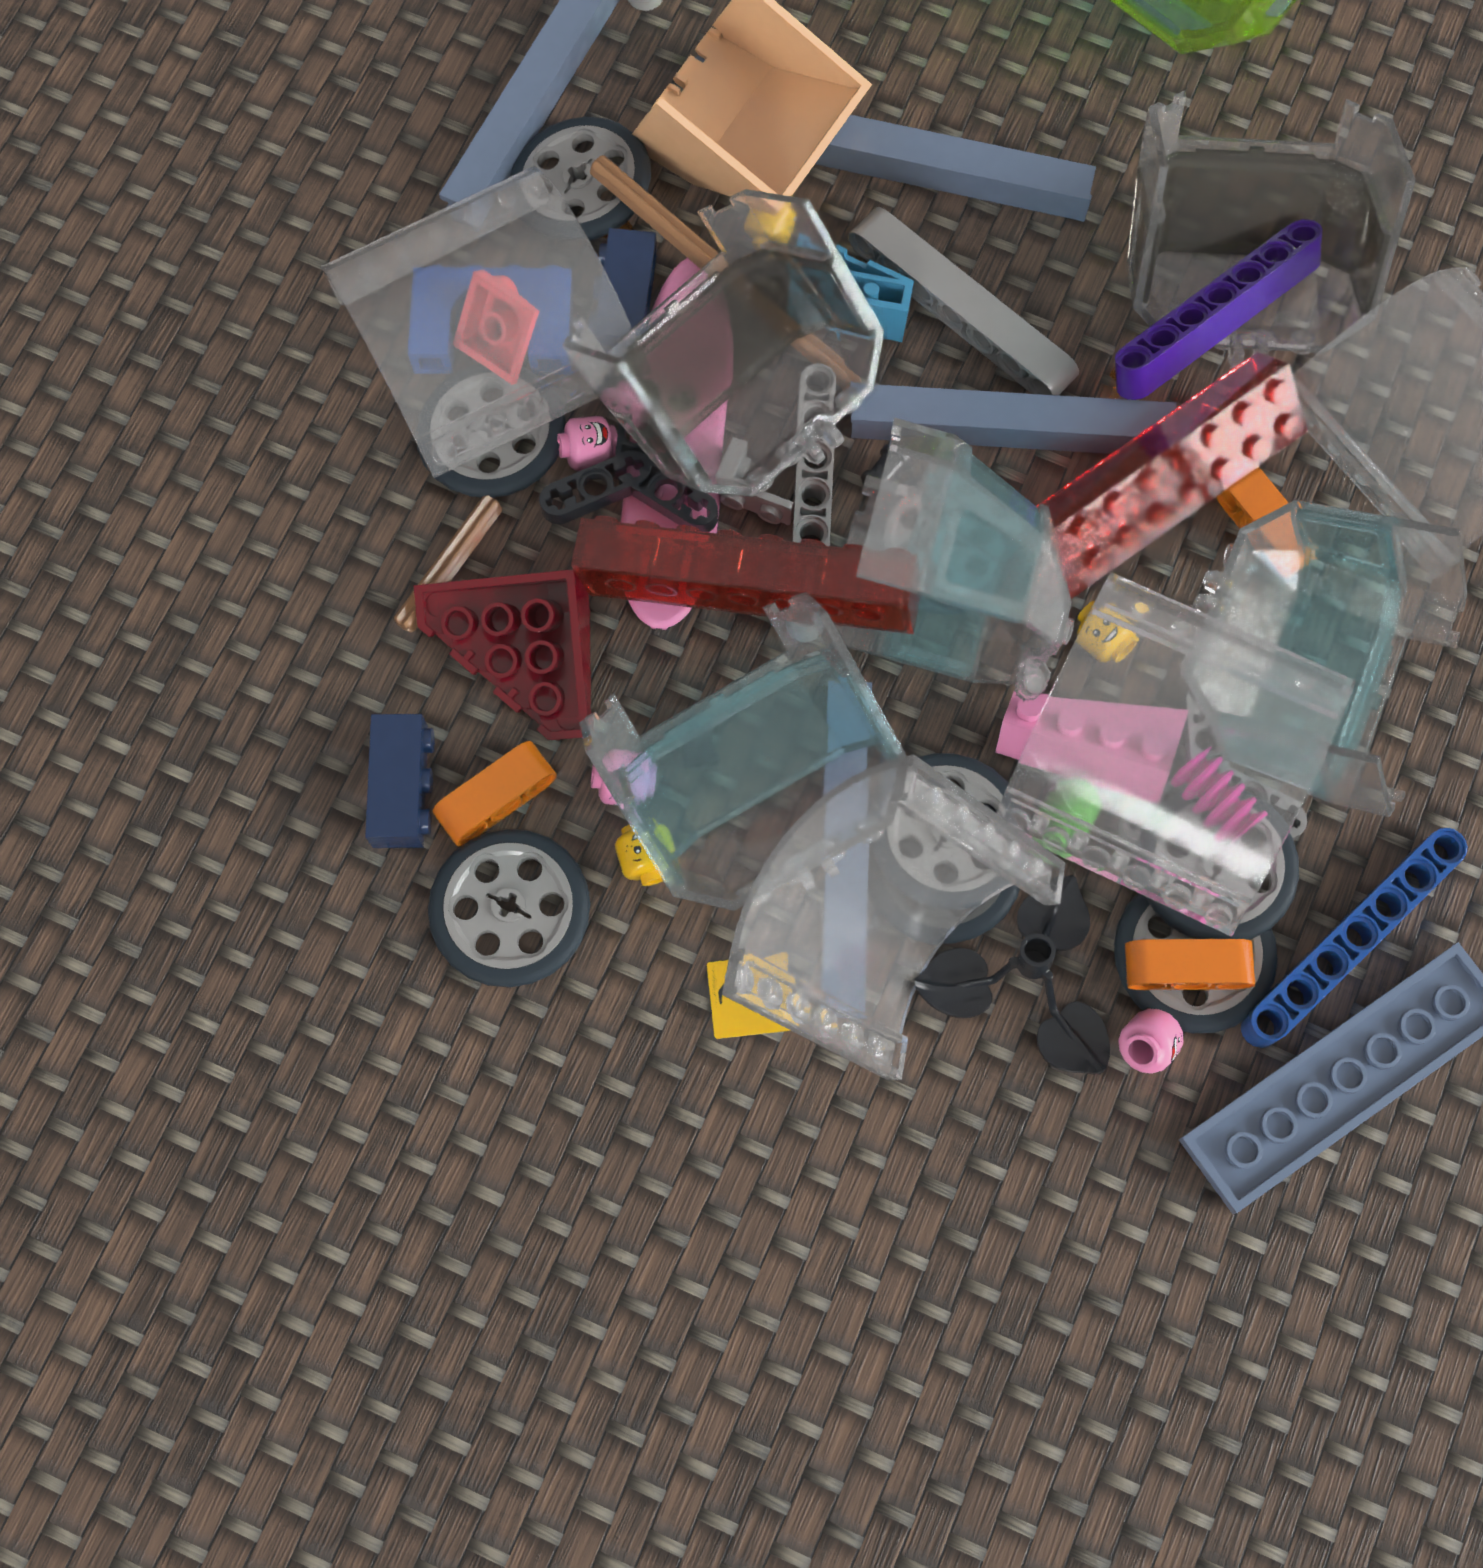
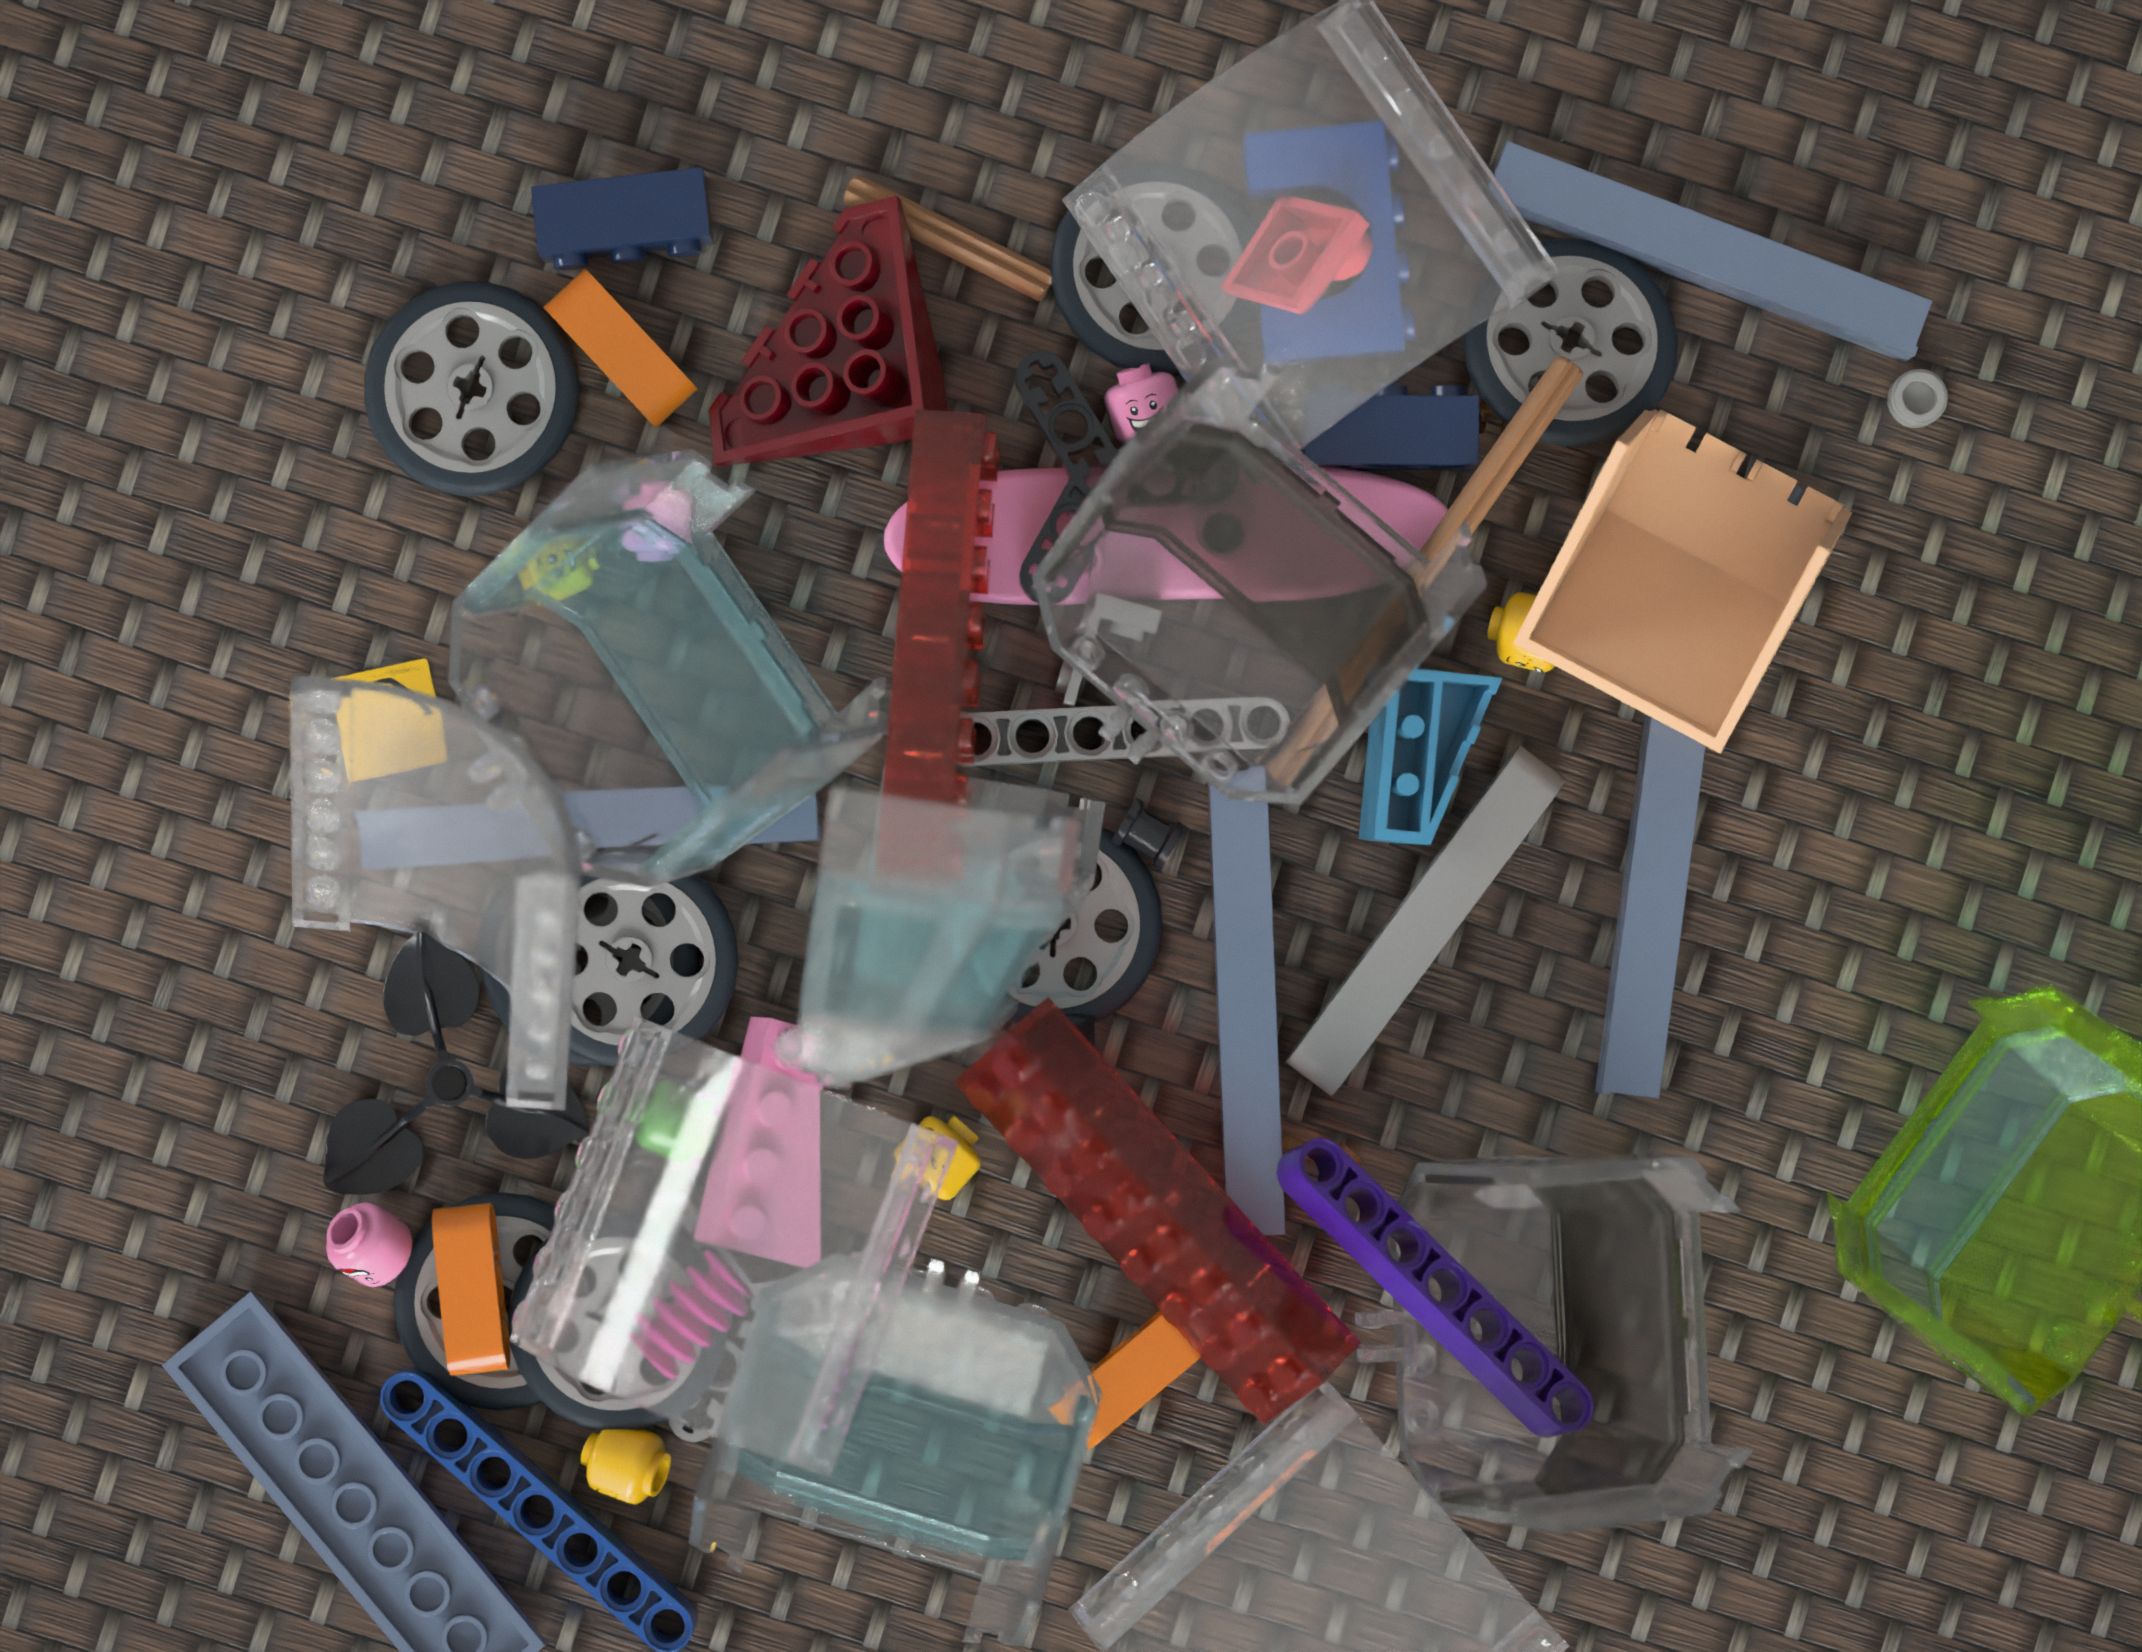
camera: 80 degrees right, 15 degrees up
(1323, 870) = (626, 1464): none -> yellow head

